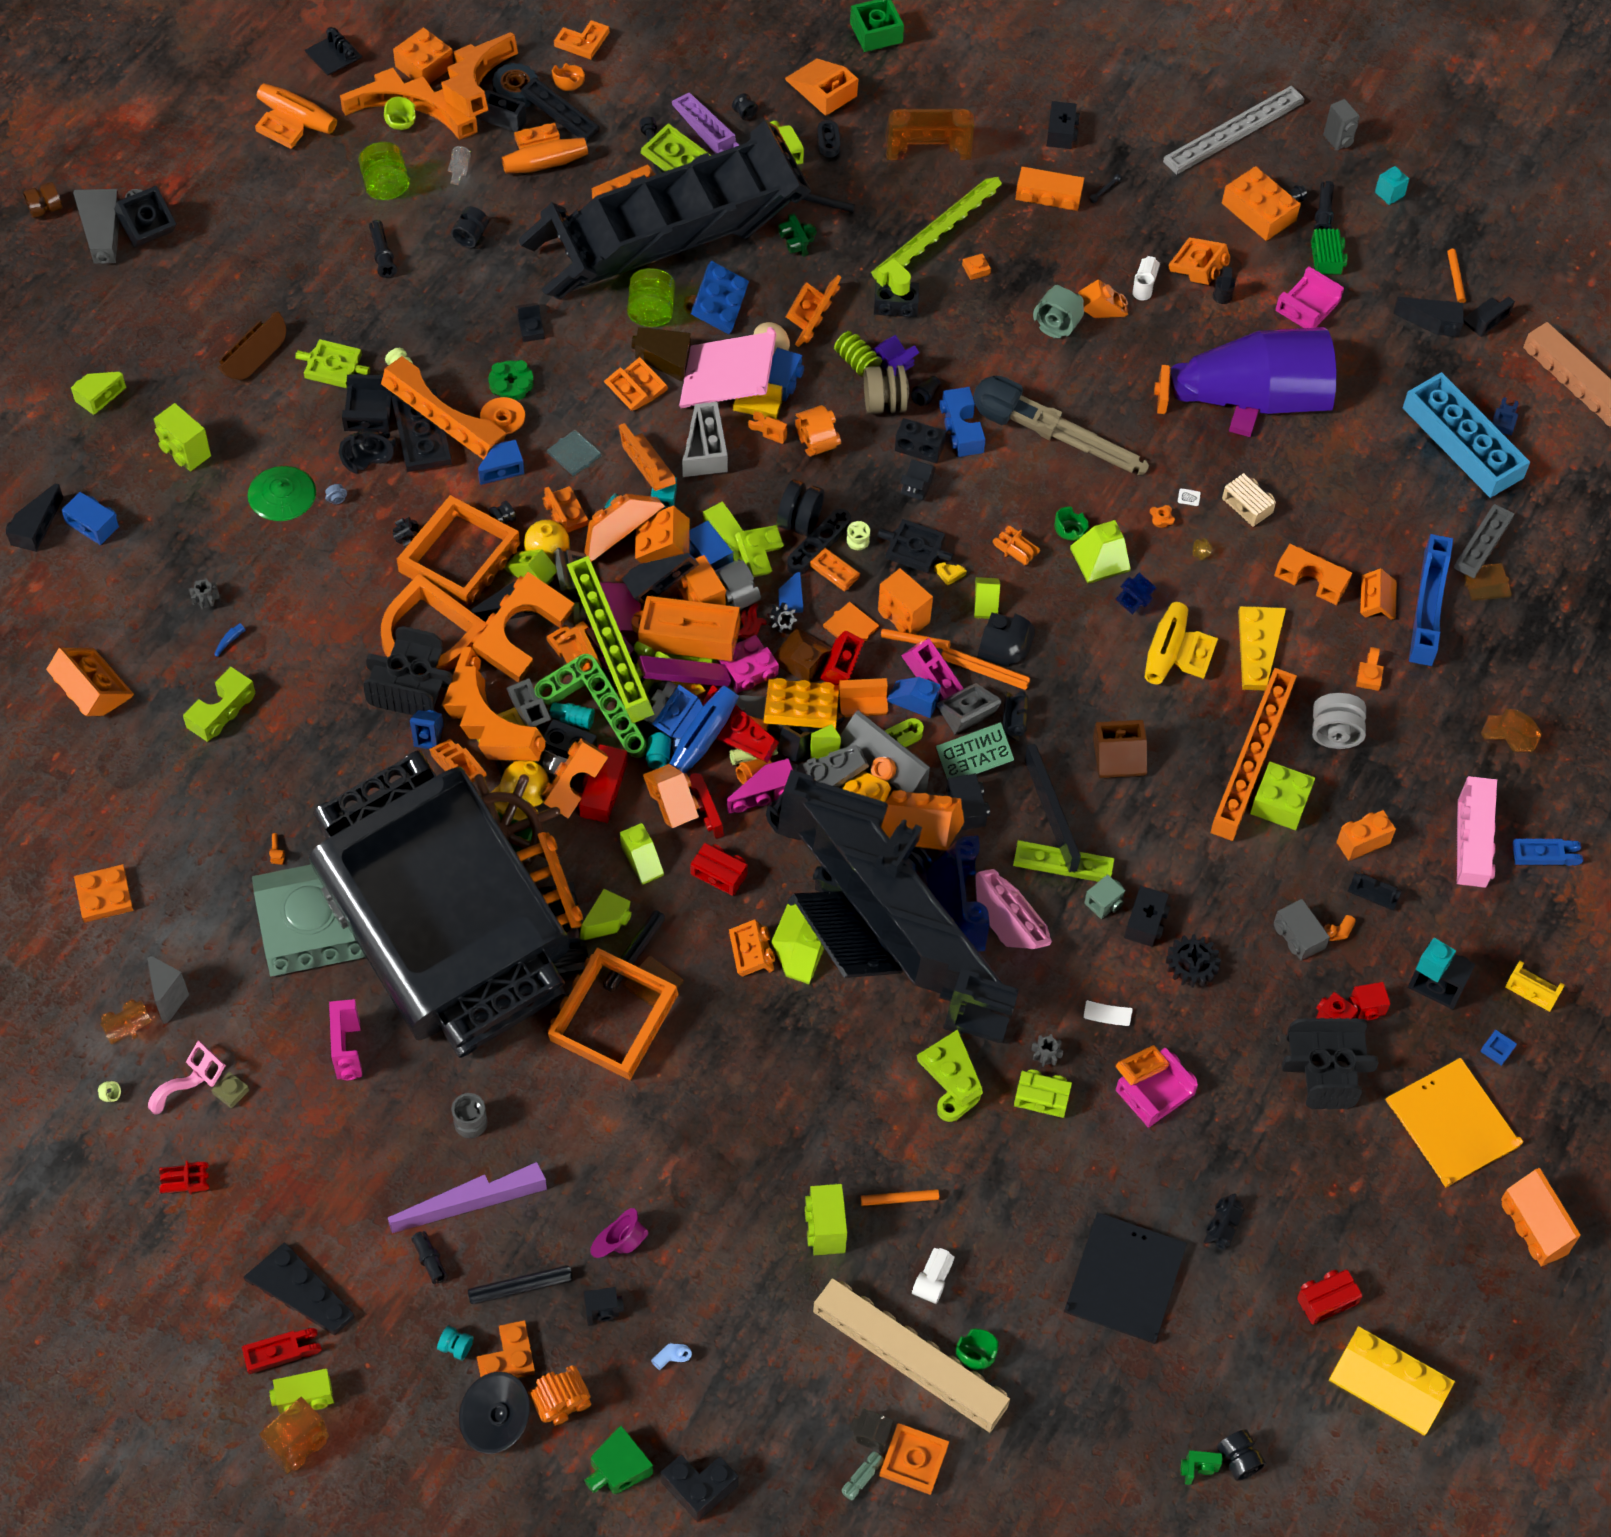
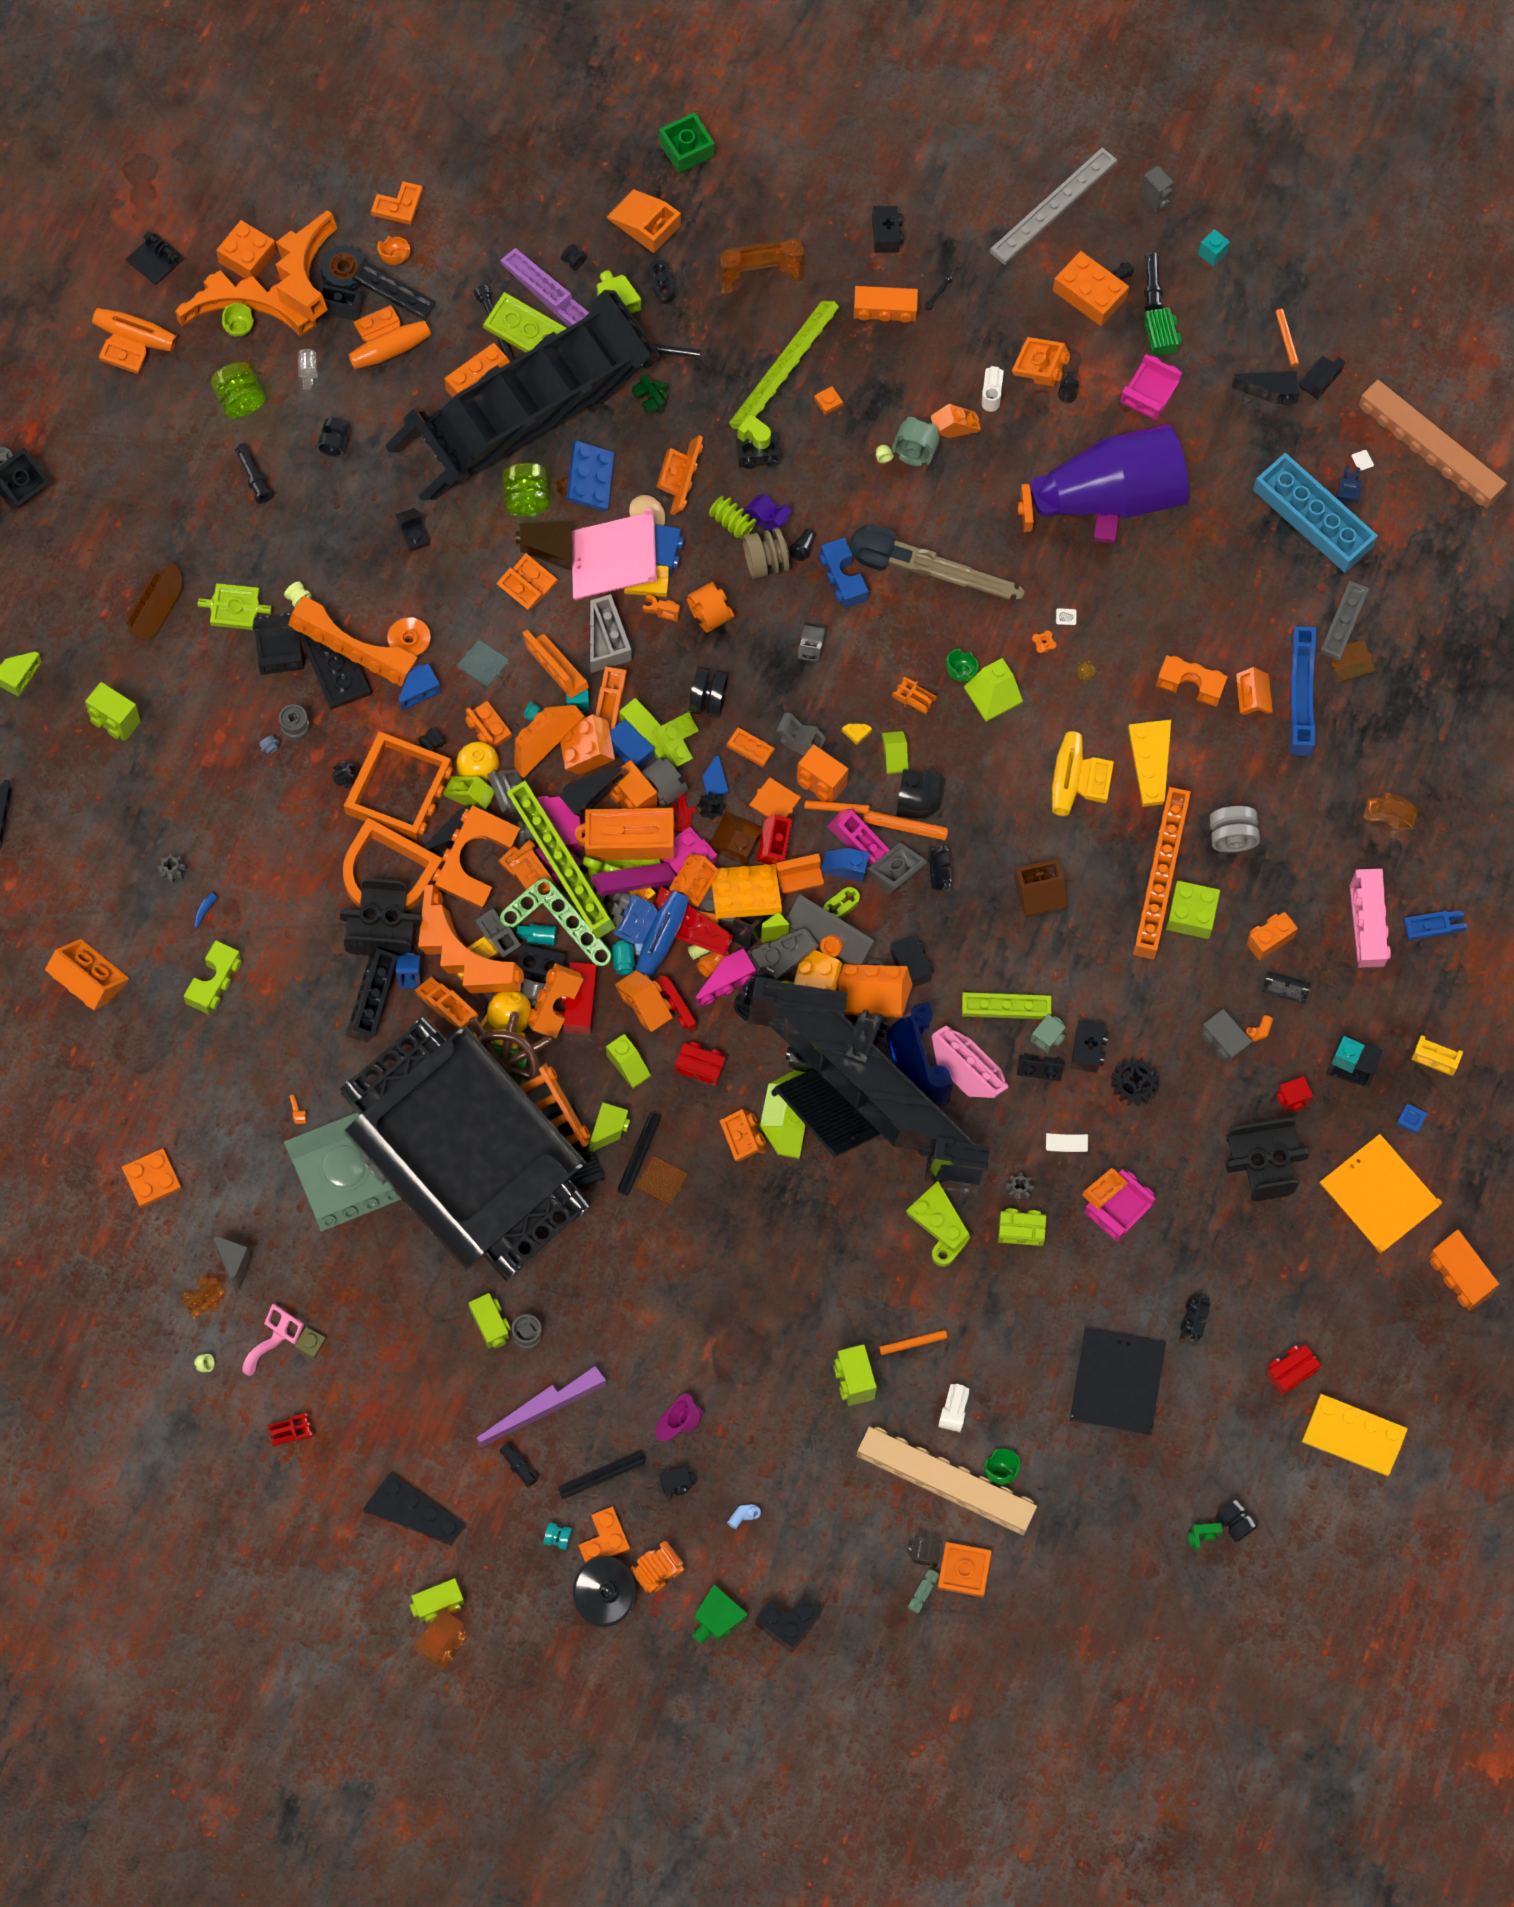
camera: 10 degrees left, 10 degrees up
(90, 518) = (45, 807): blue brick -> none
(279, 1350) = (408, 1568): red hinge -> none
(281, 493) = (217, 750): green hat -> none
(344, 1019) = (396, 1262): dark pink panel -> none
(364, 448) = (288, 691): black helmet -> none
(365, 476) = (294, 723): none -> dark grey wheel
(383, 742) = (371, 995): none -> black brick
(430, 1095) = (487, 1317): none -> lime brick
(511, 369) = (411, 585): green plate -> none
(647, 1033) = (600, 1196): orange window -> none
(700, 496) = (611, 695): none -> orange slope
(751, 681) = (695, 878): none -> orange bracket
(817, 540) = (728, 719): black beam -> none
(856, 530) = (764, 704): yellowish green wheel -> none
(885, 563) = (799, 736): none -> dark grey brick
(915, 545) = (821, 709): black plate -> none
(920, 440) = (806, 600): black brick -> none
(975, 752) = (910, 912): clear green sticker -> none
(1024, 321) = (884, 454): none -> yellowish green hinge
(1052, 808) = (988, 956): black tile -> none
(1087, 931) = (1048, 1069): none -> black hinge
(1136, 593) = (1032, 728): clear blue brick -> none
(1249, 499) = (1122, 612): tan brick -> none
(1335, 1008) = (1266, 1109): red brick -> none
(1370, 673) = (1256, 772): orange plate -> none
(1522, 397) = (1362, 460): none -> white sticker

